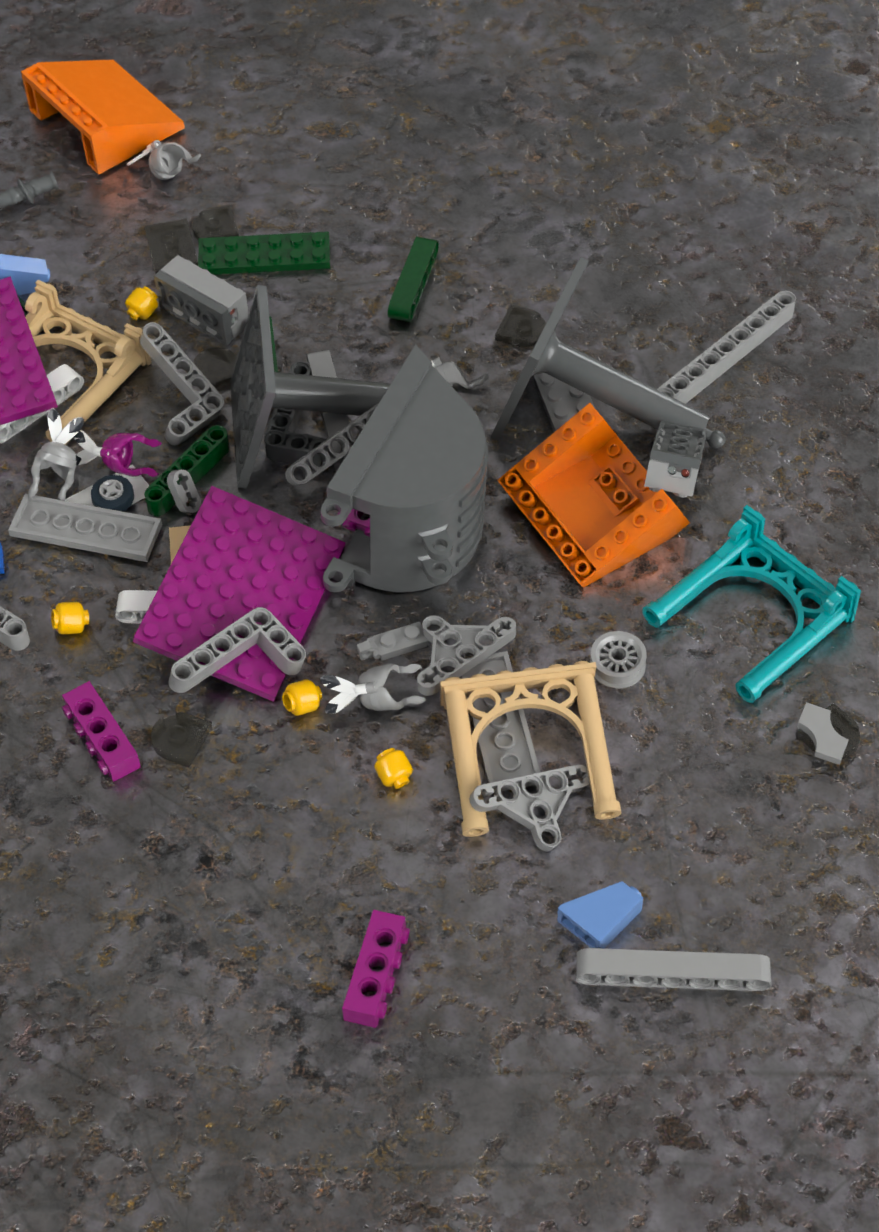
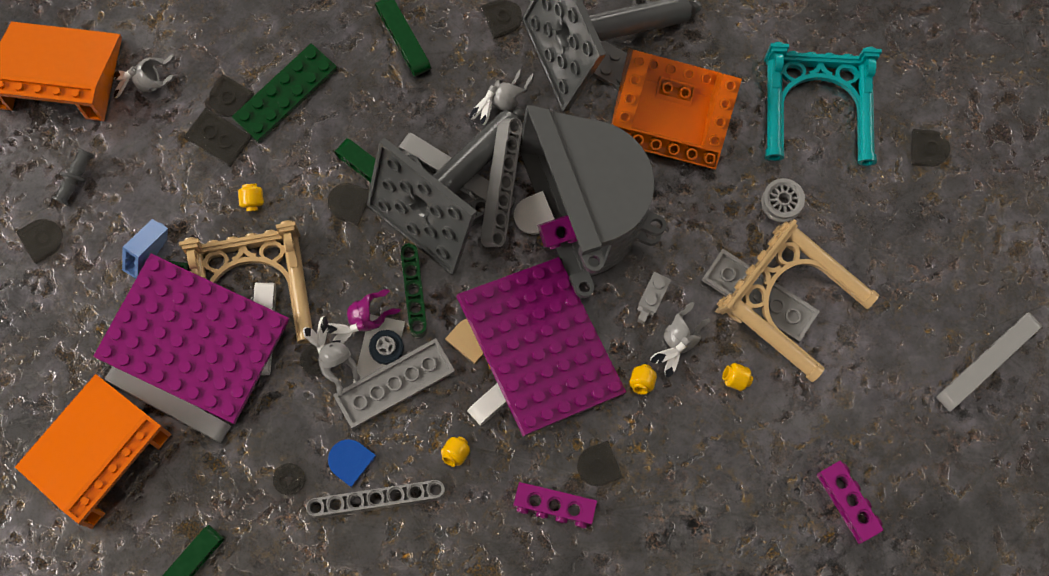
camera: 50 degrees left, 20 degrees up
(183, 491) = (432, 308): light grey beam -> none
(184, 383) = (353, 233): light grey beam -> none
(202, 299) = (292, 163): piece -> none
(235, 646) = (585, 386): light grey beam -> none
(468, 641) = (696, 281): light grey beam -> none
(523, 803) = (835, 321): light grey beam -> none
(601, 914) = (927, 363): medium blue slope -> none
(675, 459) = (701, 43): piece -> none
(827, 742) = (937, 156): light grey tile -> none

